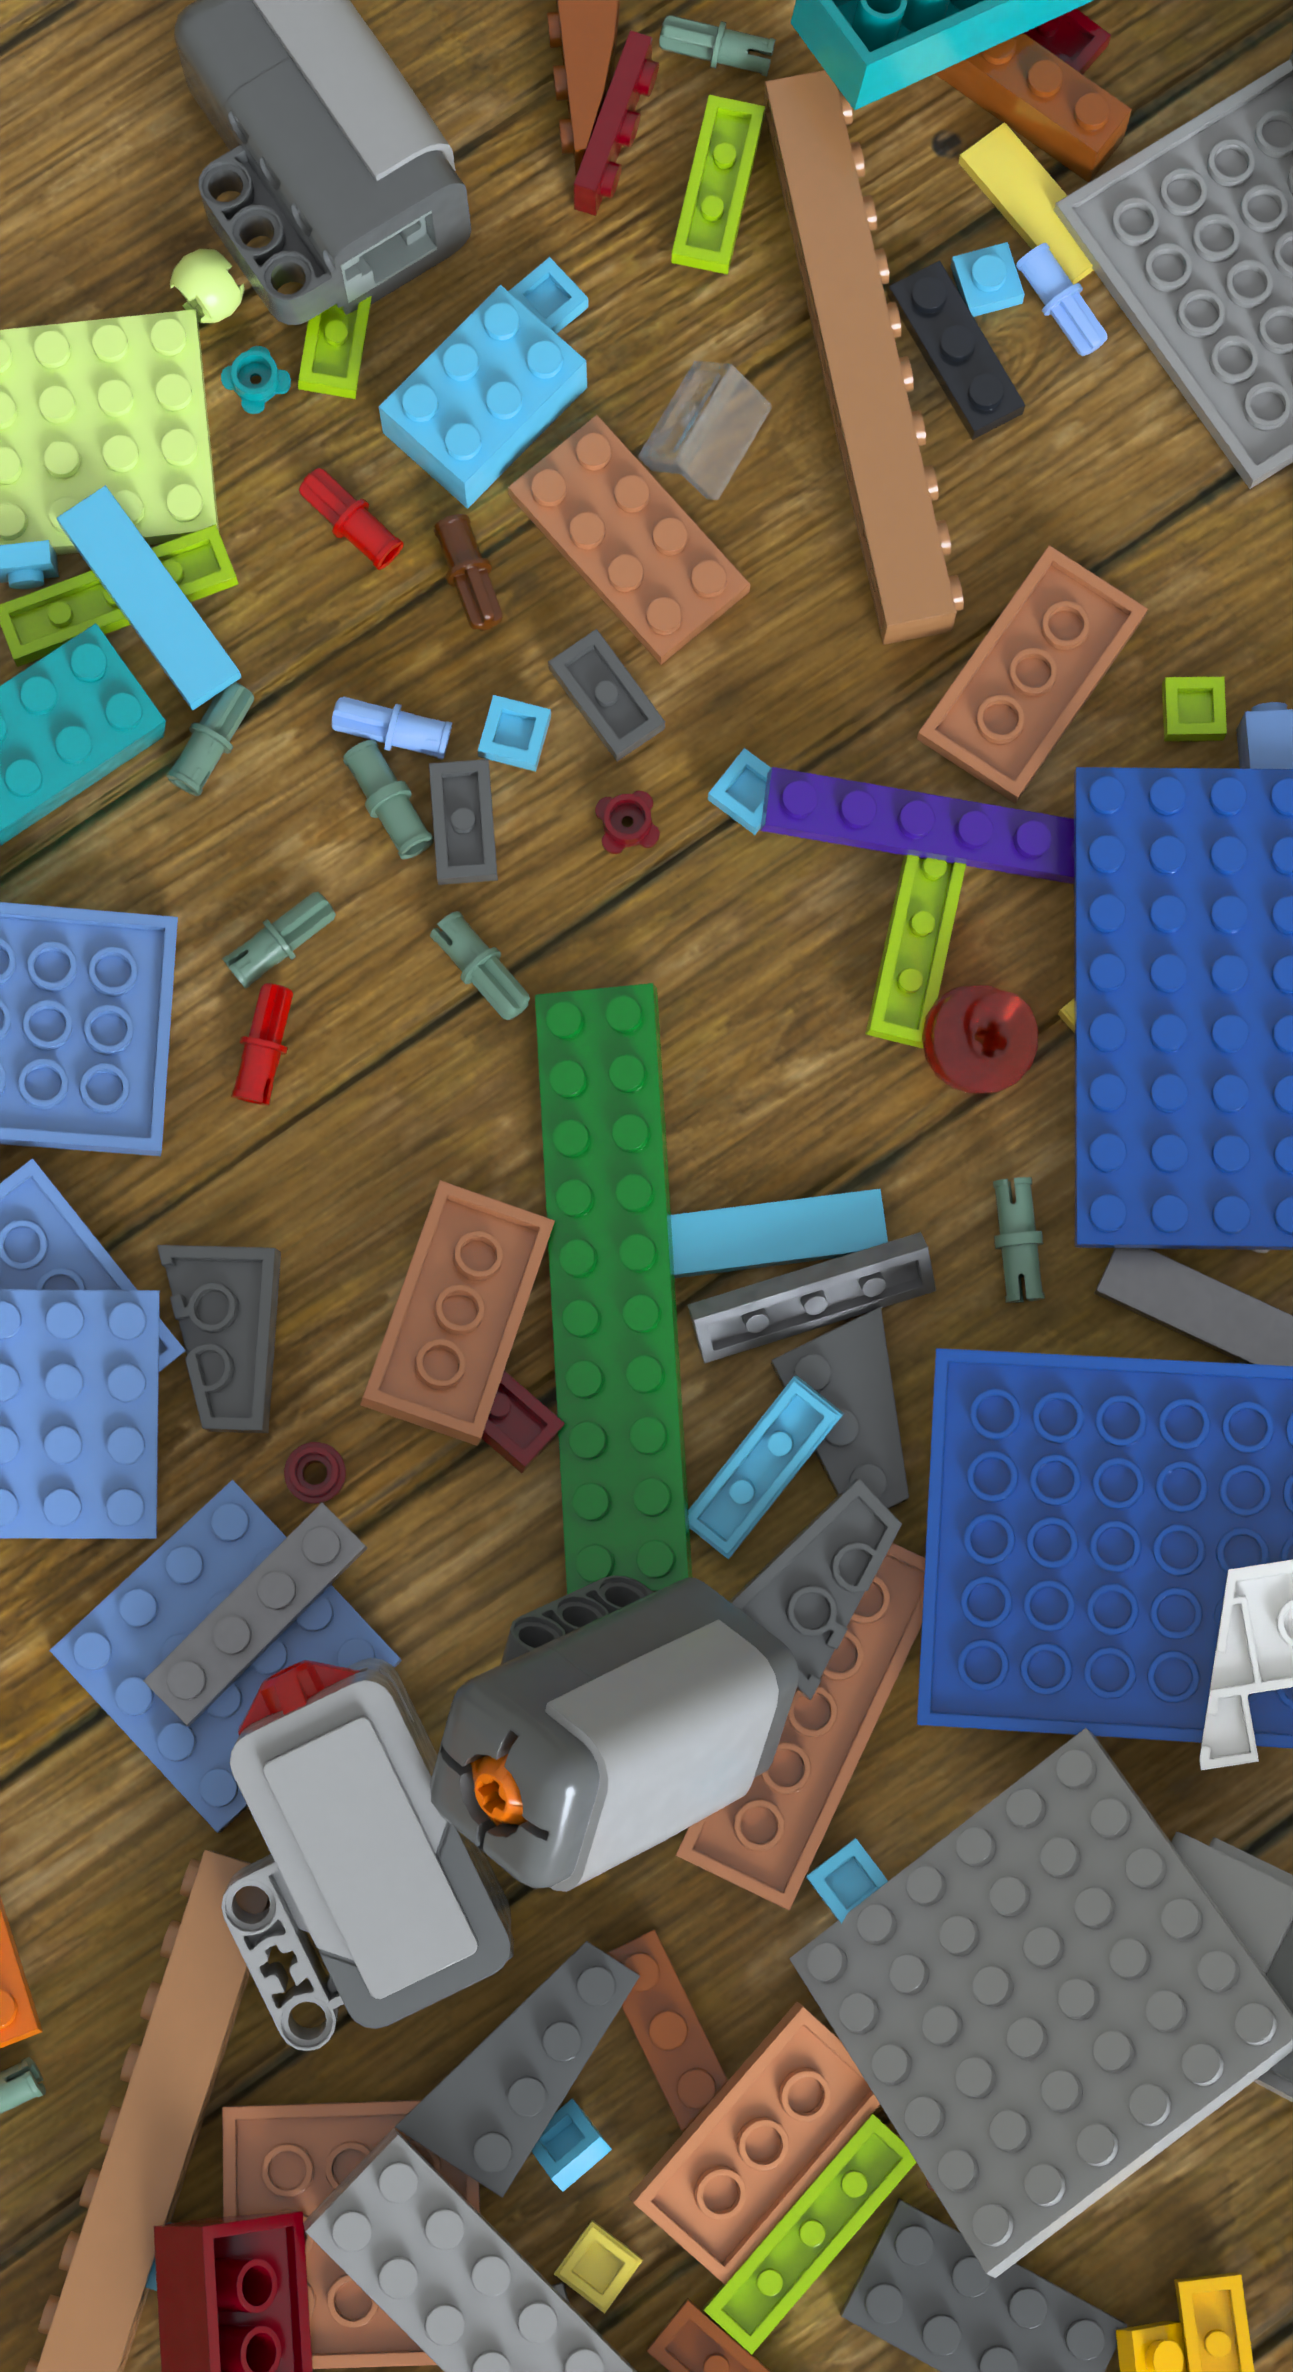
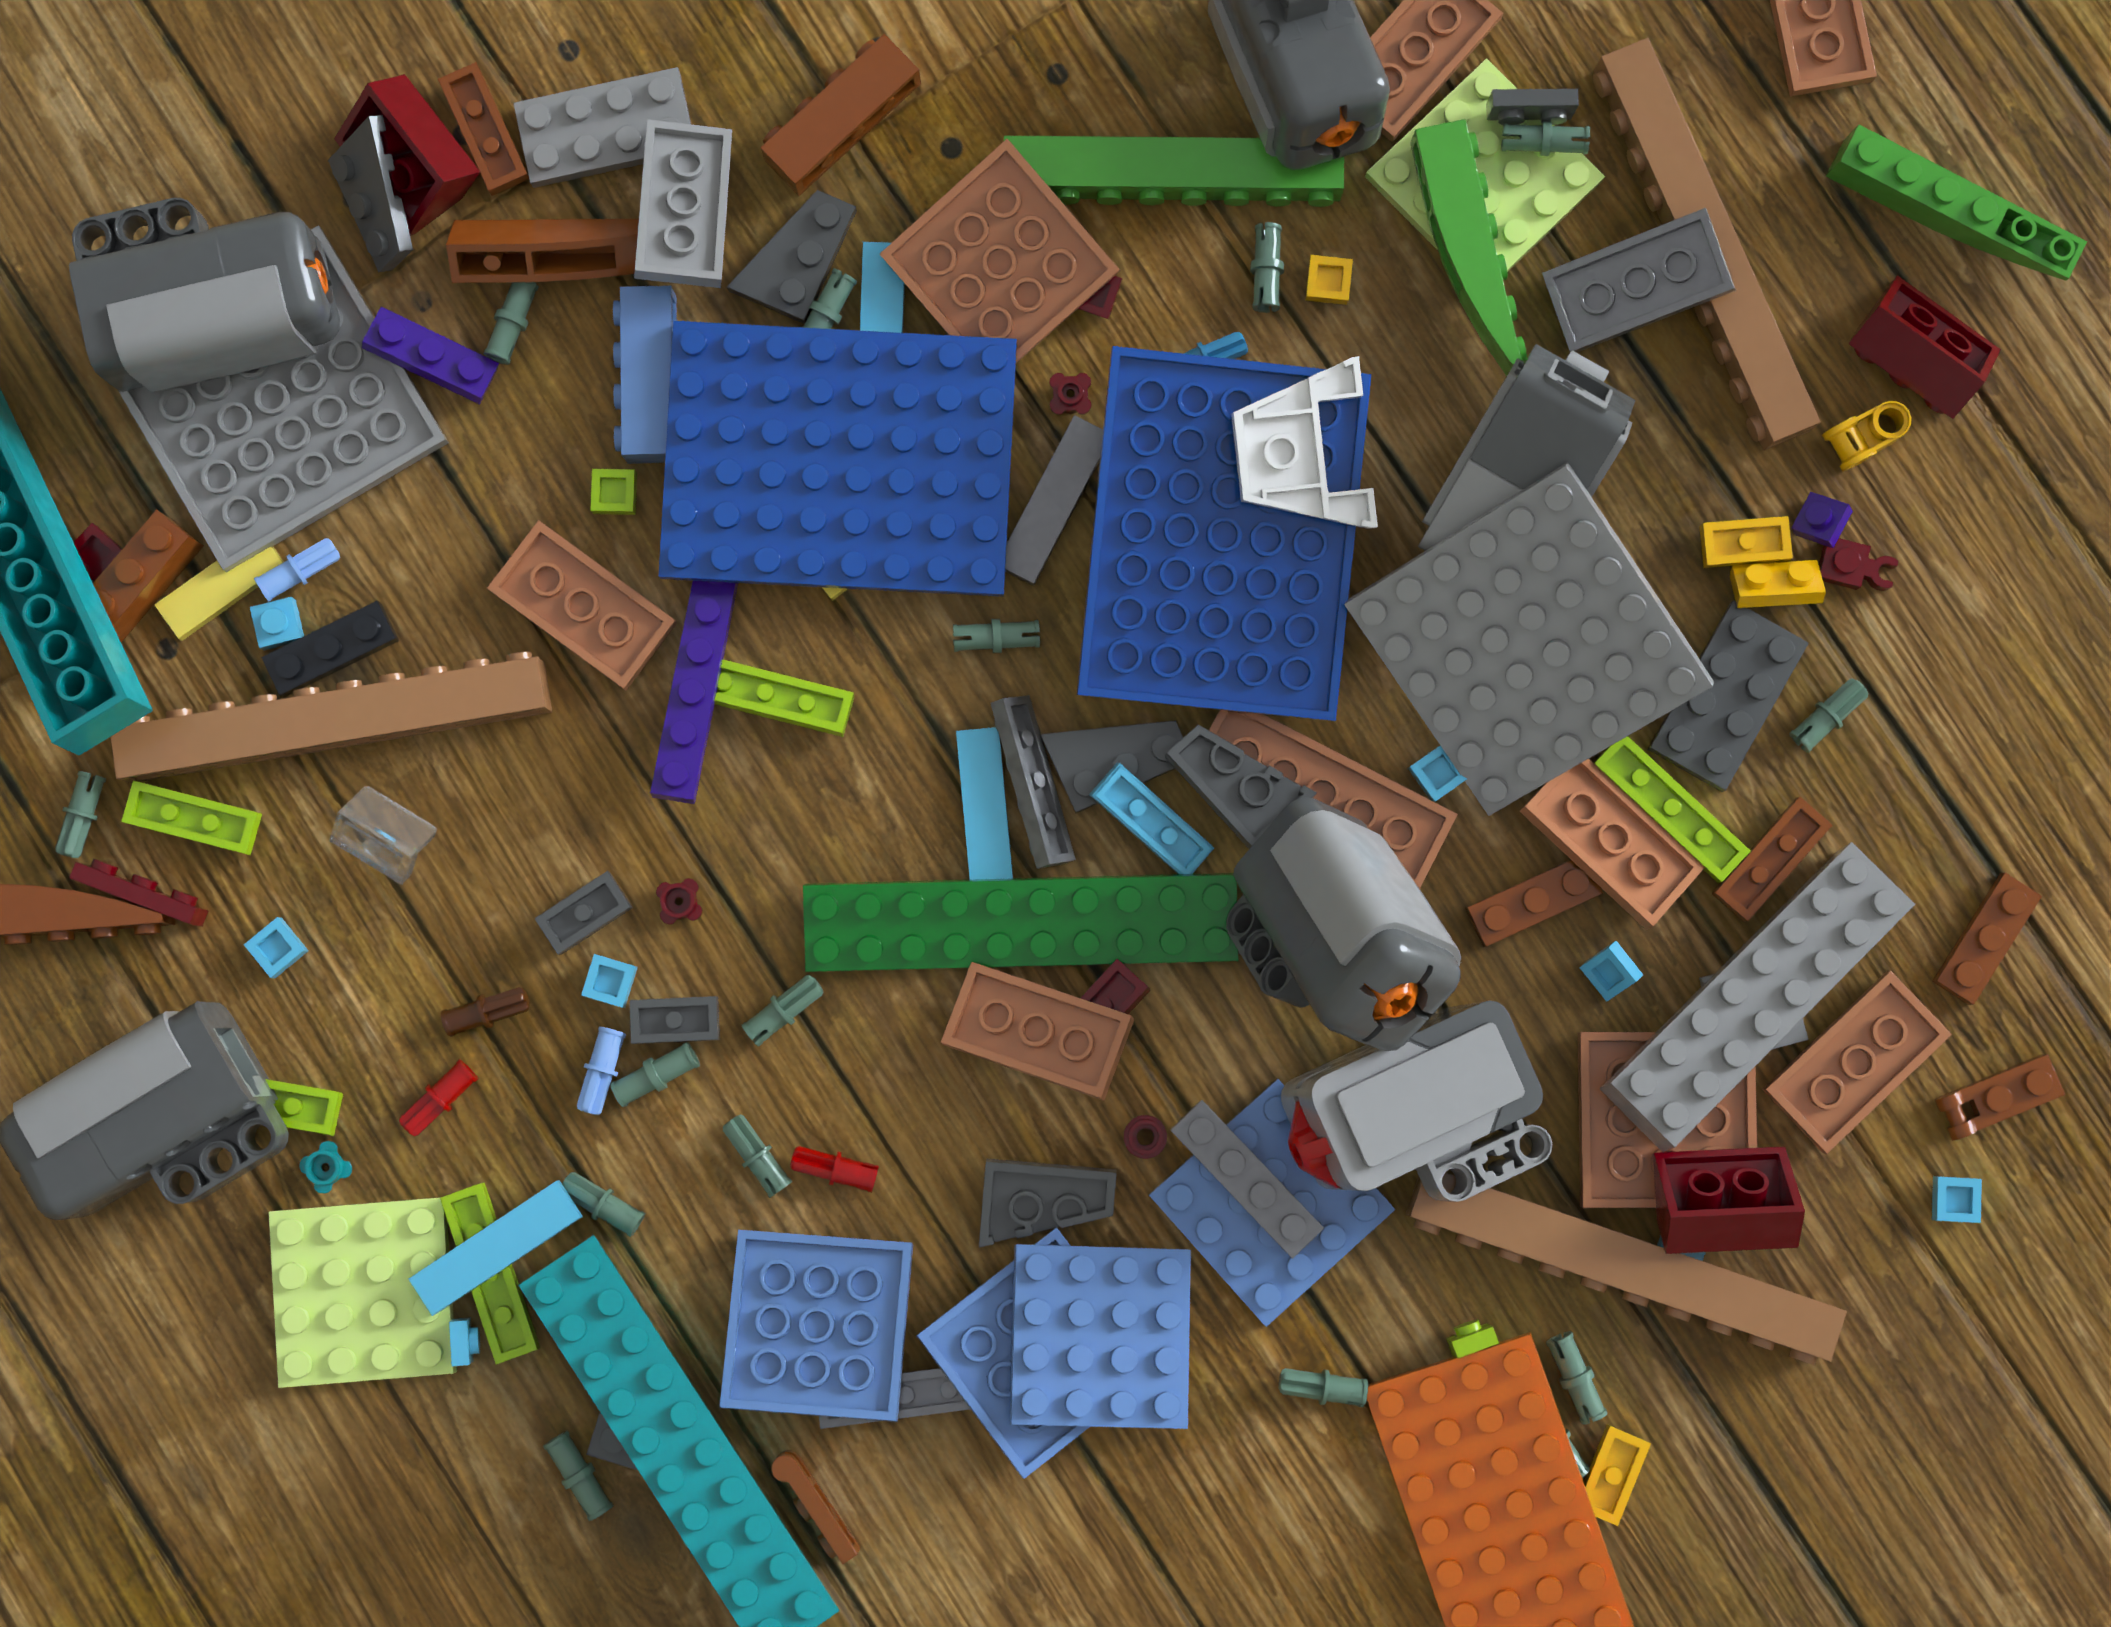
camera: 85 degrees left, 5 degrees up
(33, 1946) = (1471, 1338): none -> lime plate
(207, 285) = (251, 1202): yellowish green piece -> none
(483, 396) = (350, 996): medium azure brick -> none
(512, 2084) = (1574, 1008): dark grey wing -> none
(598, 2266) = (1690, 953): light yellow tile -> none
(629, 539) = (463, 894): nougat plate -> none
(742, 790) = (660, 815): medium azure plate -> none
(998, 1018) = (857, 637): clear red piece -> none

